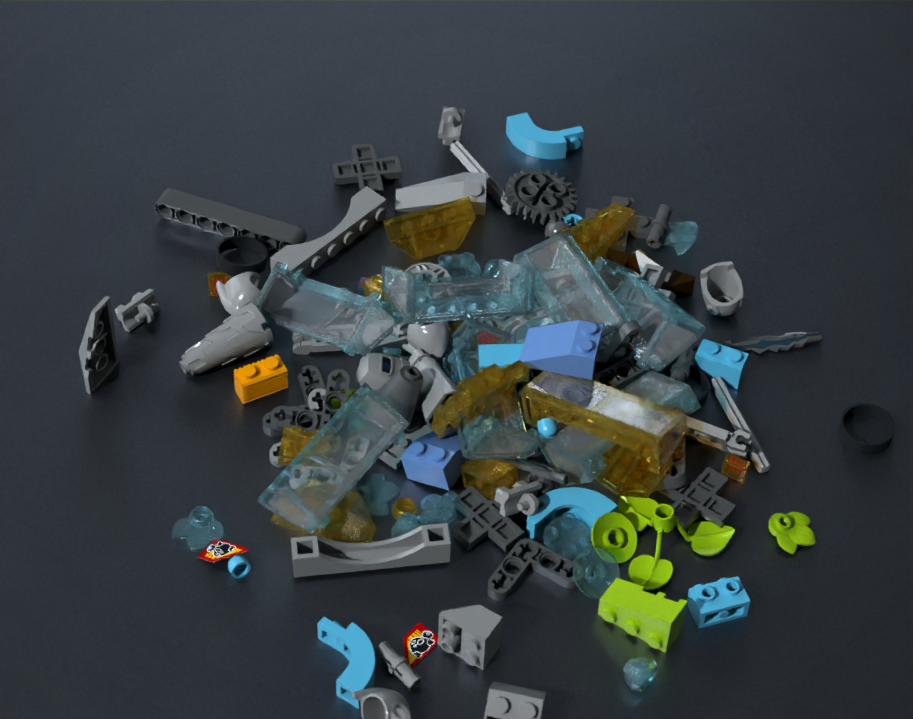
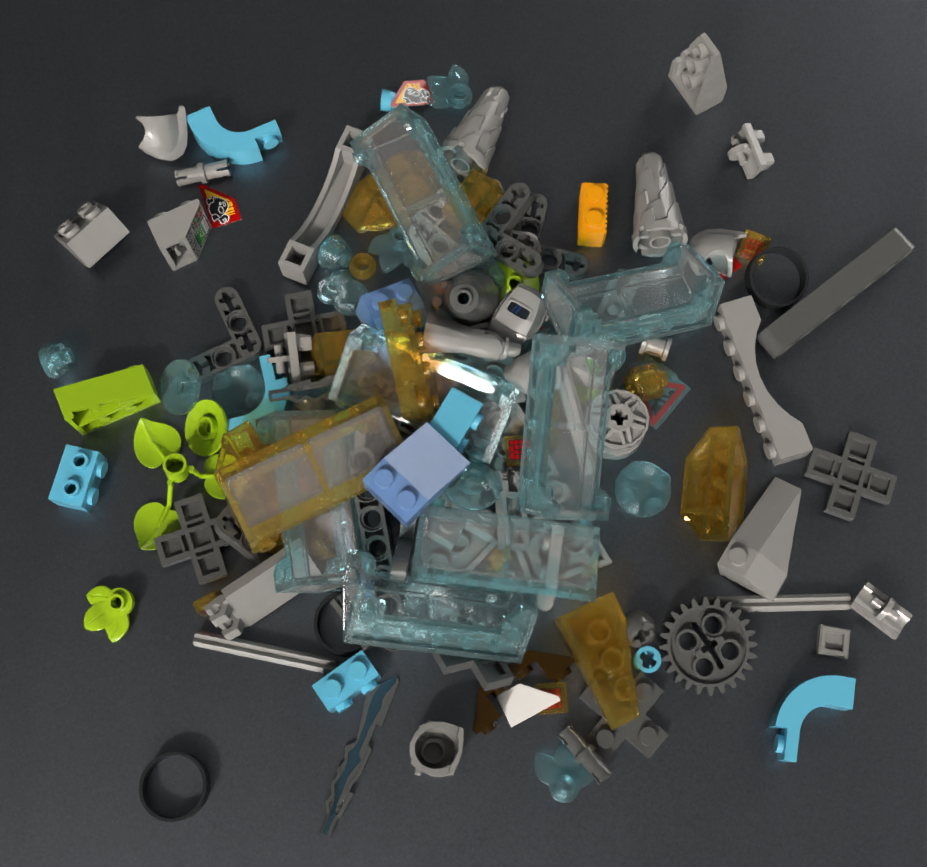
camera: 125 degrees right, 25 degrees up
(233, 479) = (474, 139): none -> light grey cone
(486, 145) = (833, 641): none -> light grey tile

